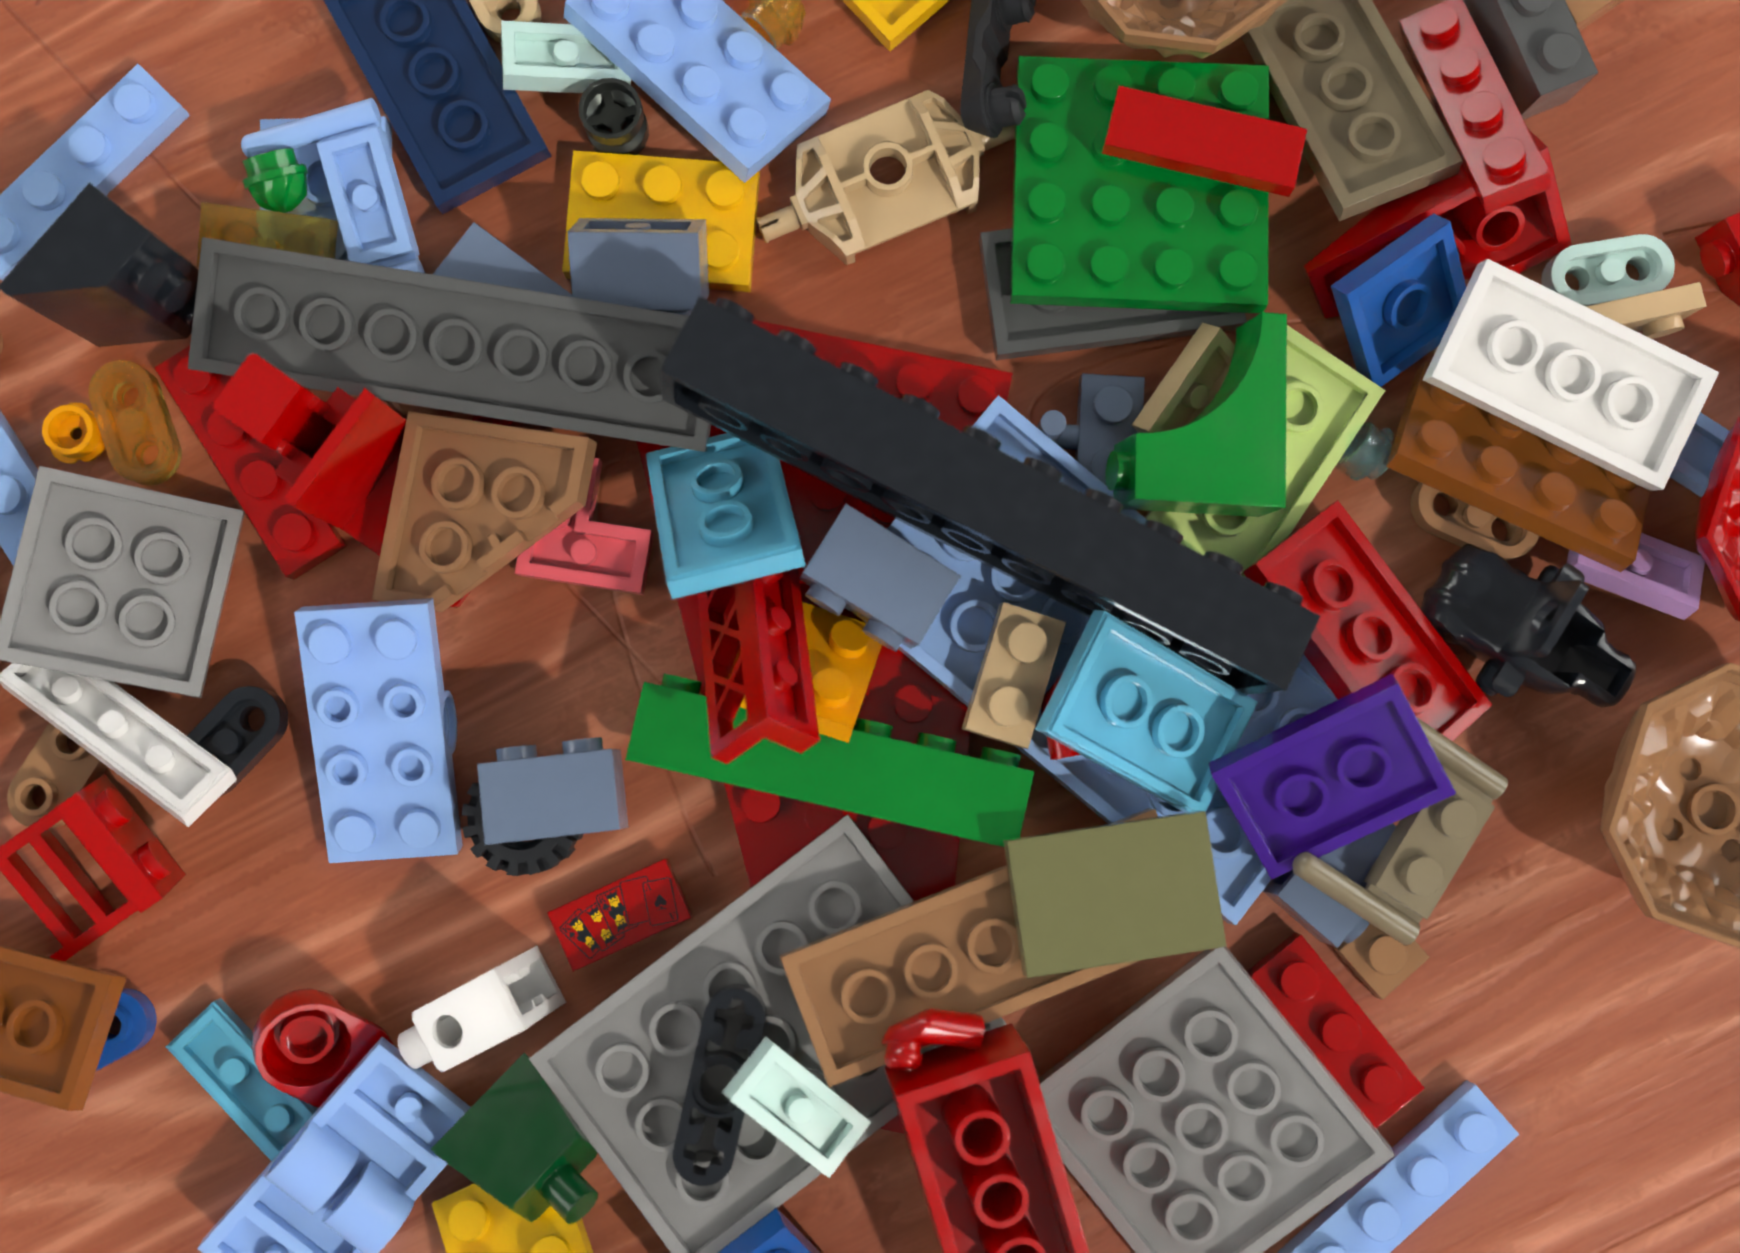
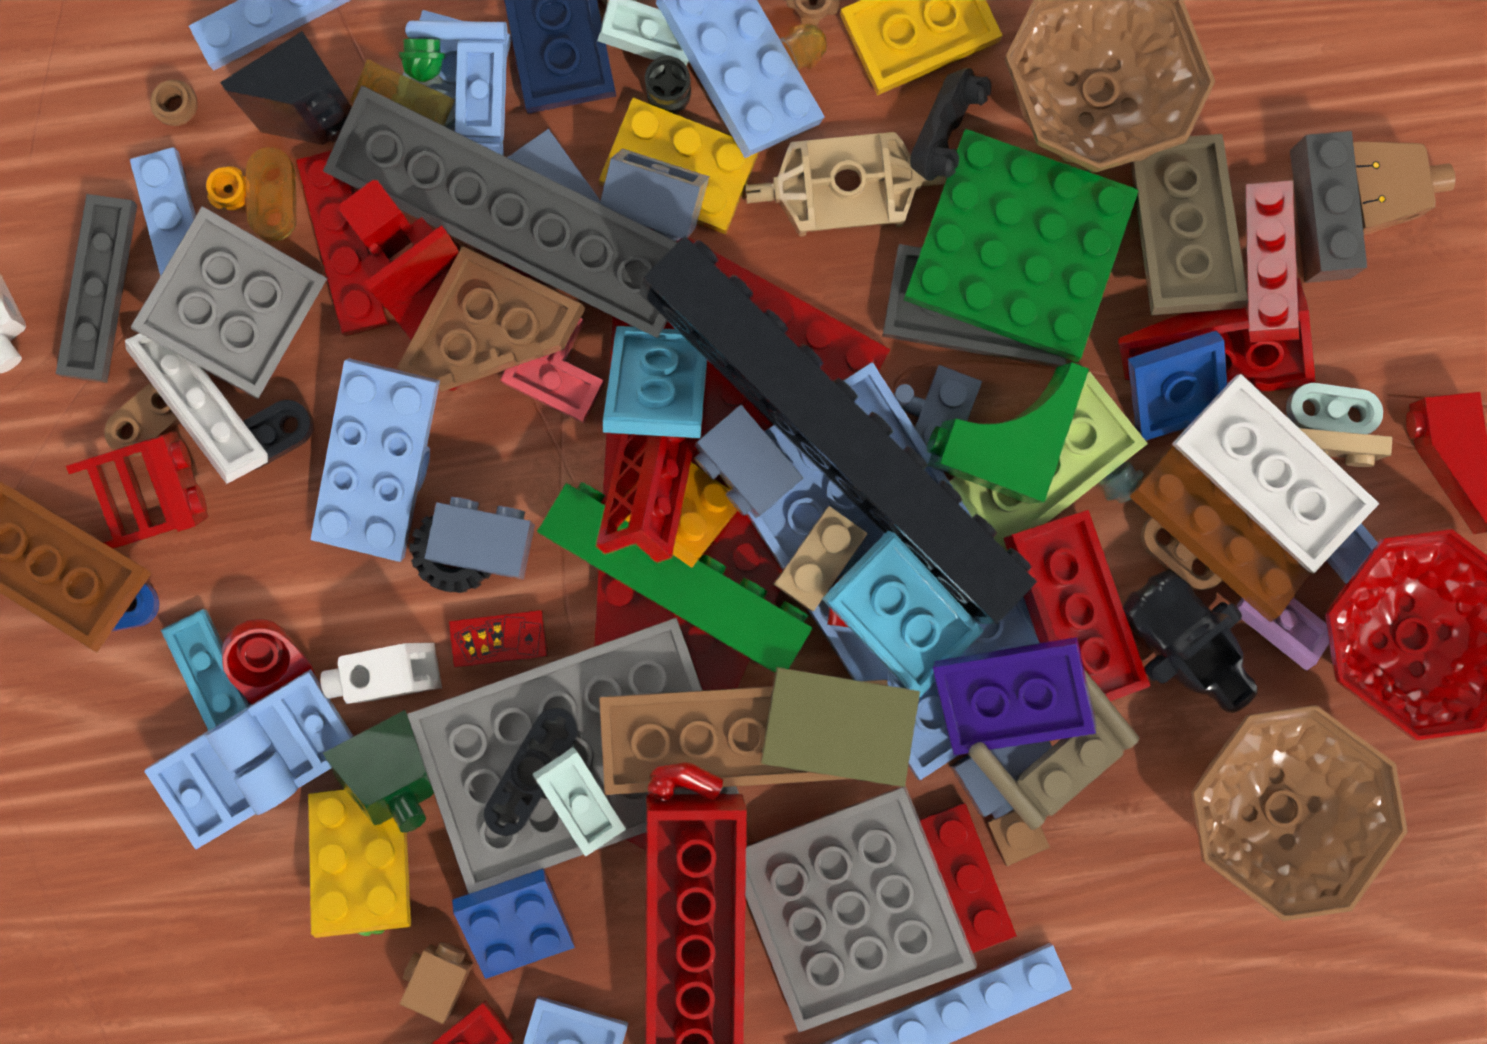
camera: 20 degrees right, 0 degrees up
(1189, 382) = (1010, 395): tan plate -> none
(1204, 141) = (1072, 230): red tile -> none

